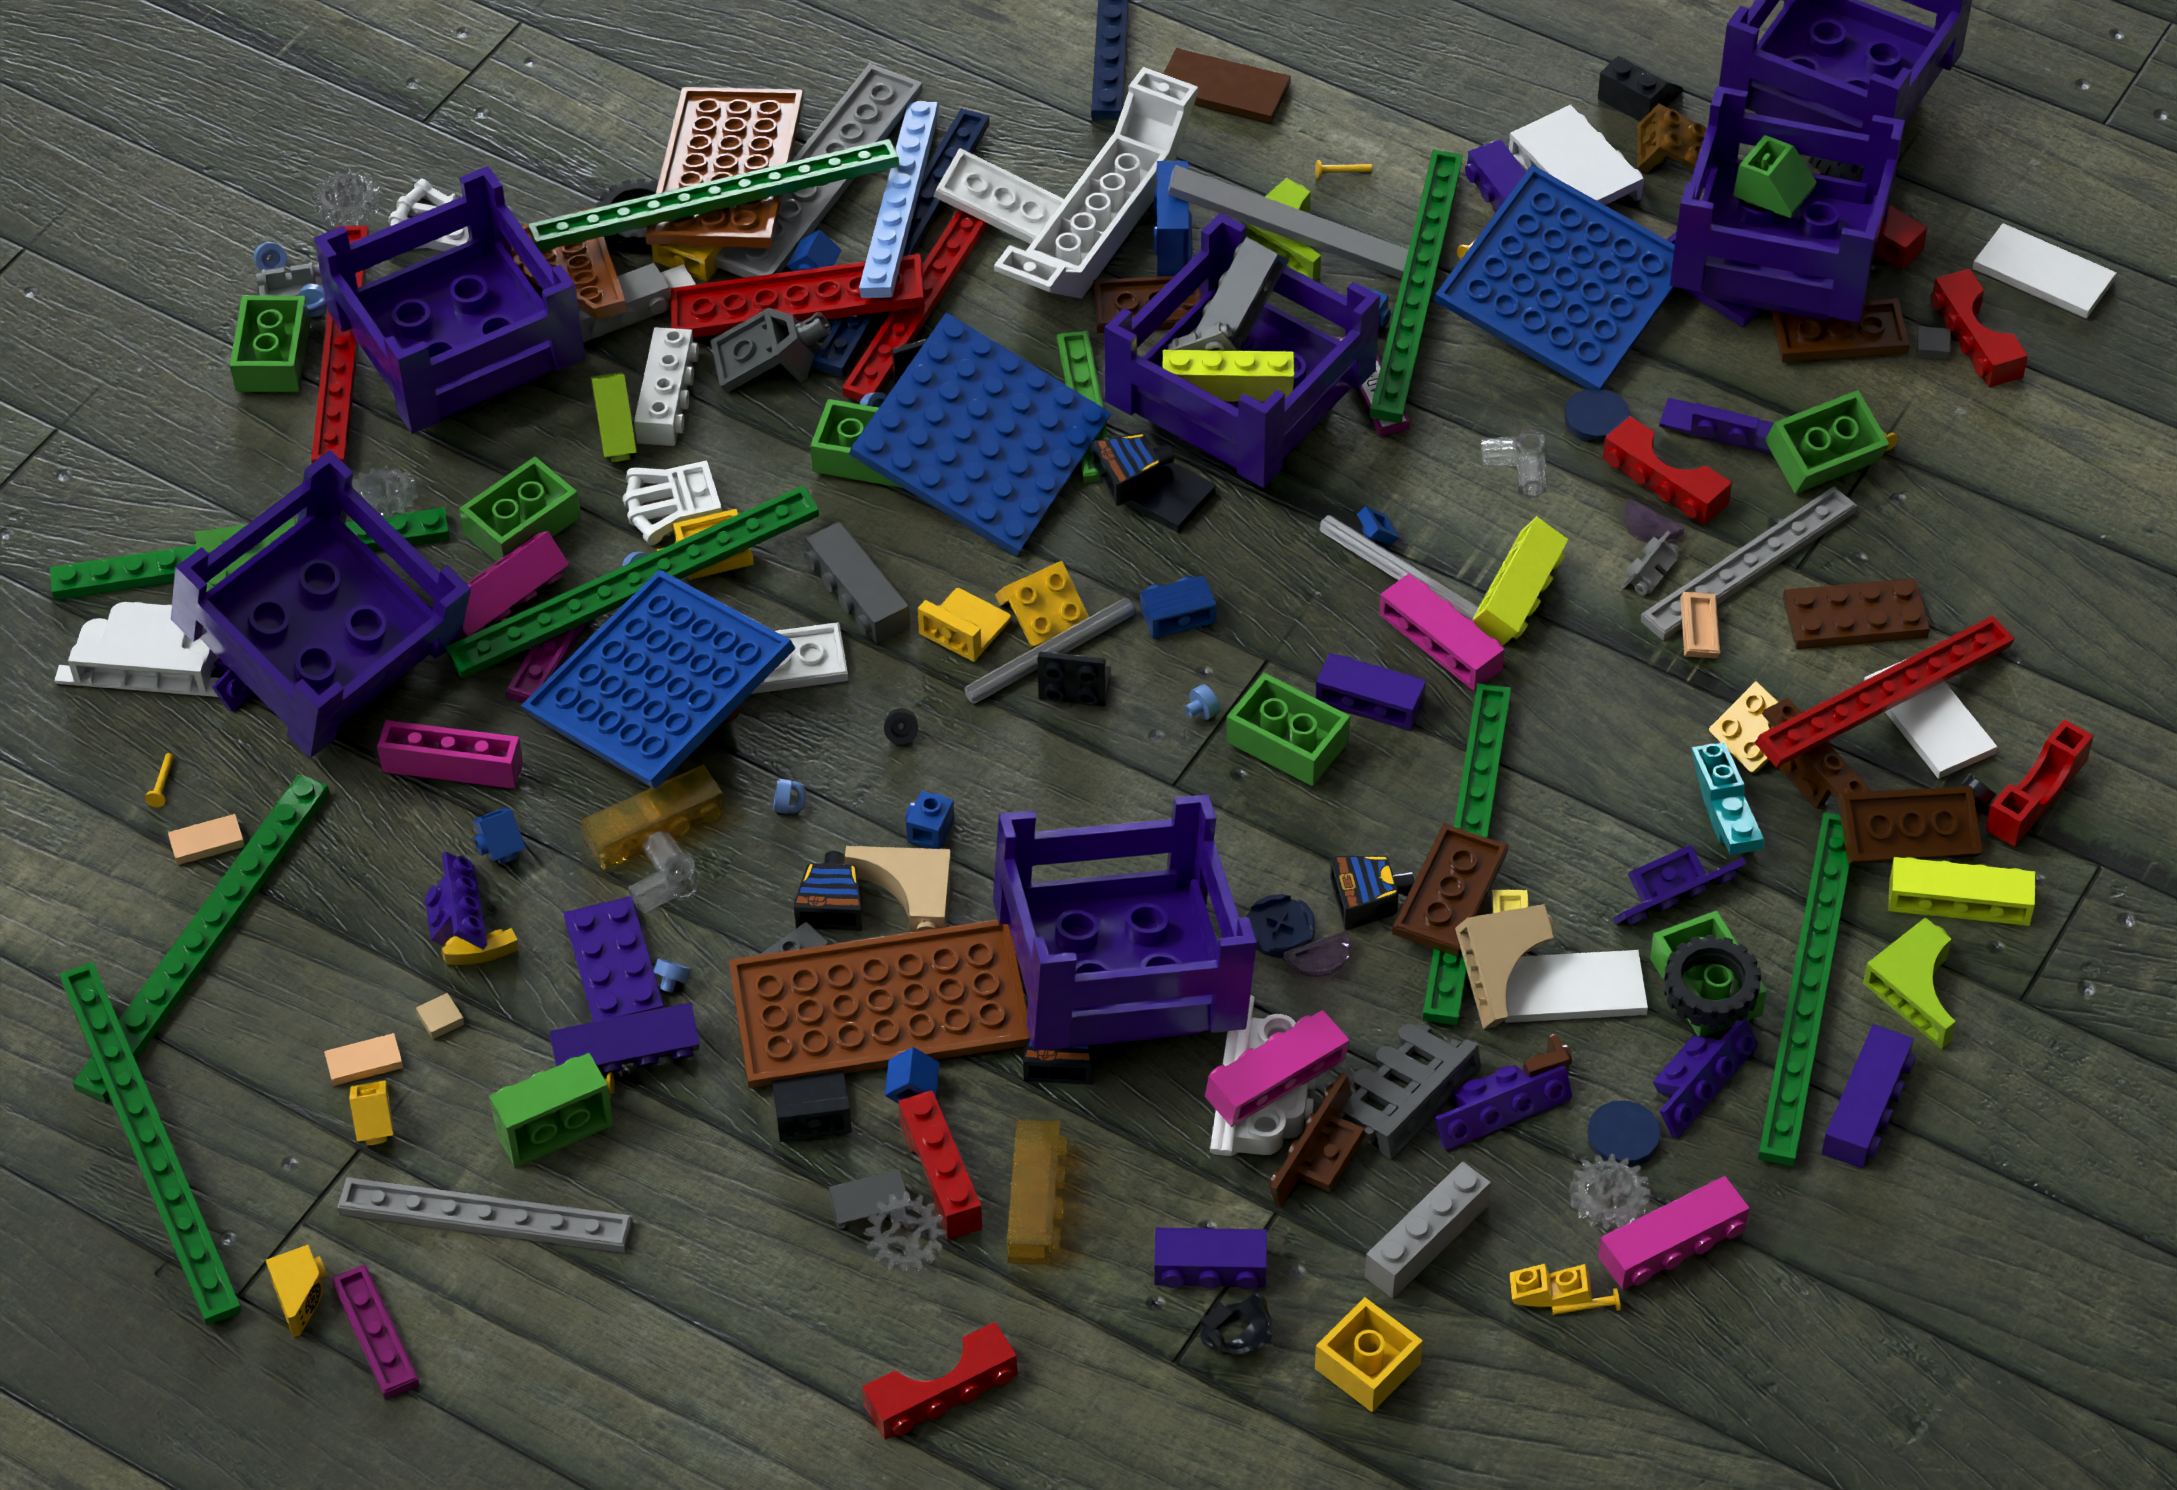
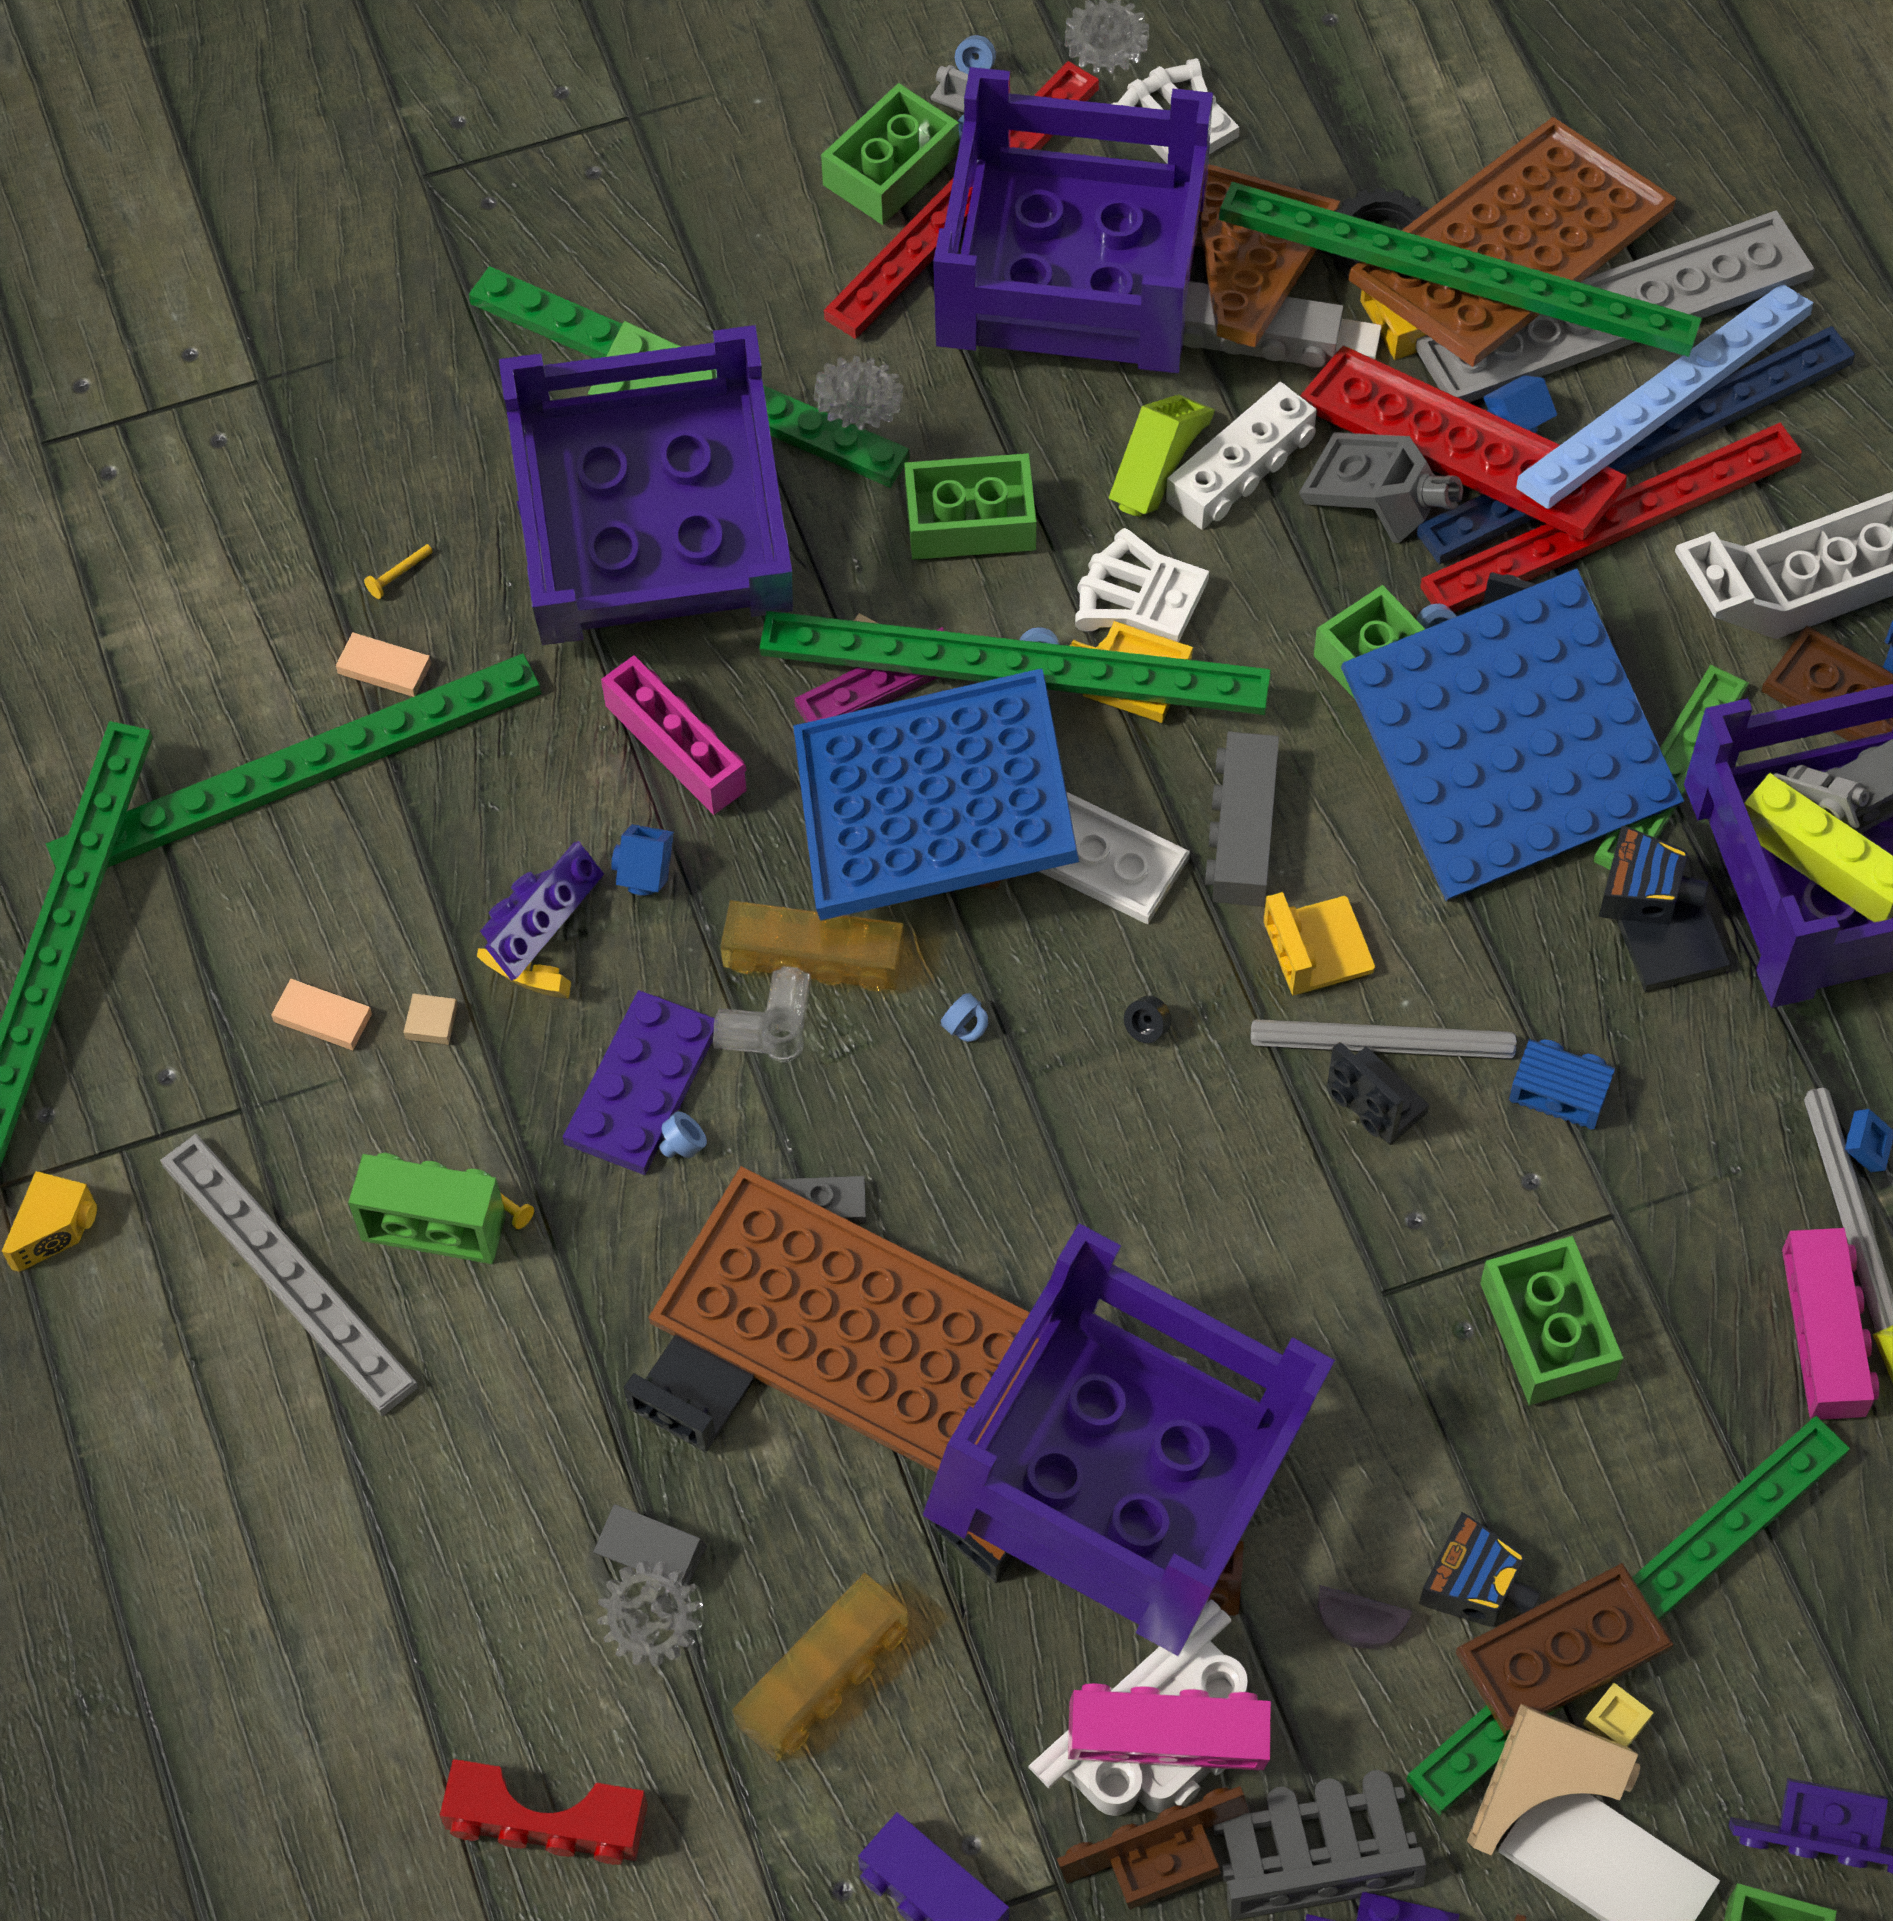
camera: 40 degrees right, 10 degrees up
(139, 652) = (467, 410): white brick -> none
(371, 1112) = (274, 1077): yellow slope -> none
(375, 1332) = (82, 1323): magenta tile -> none
(512, 580) = (884, 578): dark pink brick -> none
(630, 1038) = (567, 1183): dark purple brick -> none
(829, 895) = (910, 1163): black torso -> none
(911, 1075) = (808, 1440): blue brick -> none
(913, 875) = (1014, 1216): tan arch -> none
(929, 820) = (1084, 1150): blue brick -> none
(947, 1176) = (743, 1578): red arch -> none
(996, 196) = (1777, 456): white tile -> none
(1044, 603) = (1420, 981): yellow bracket -> none
(1202, 703) = (1488, 1219): medium blue tile -> none
(1281, 924) = (1350, 1547): dark blue tile -> none
(1371, 691) = (1688, 1337): dark purple brick -> none

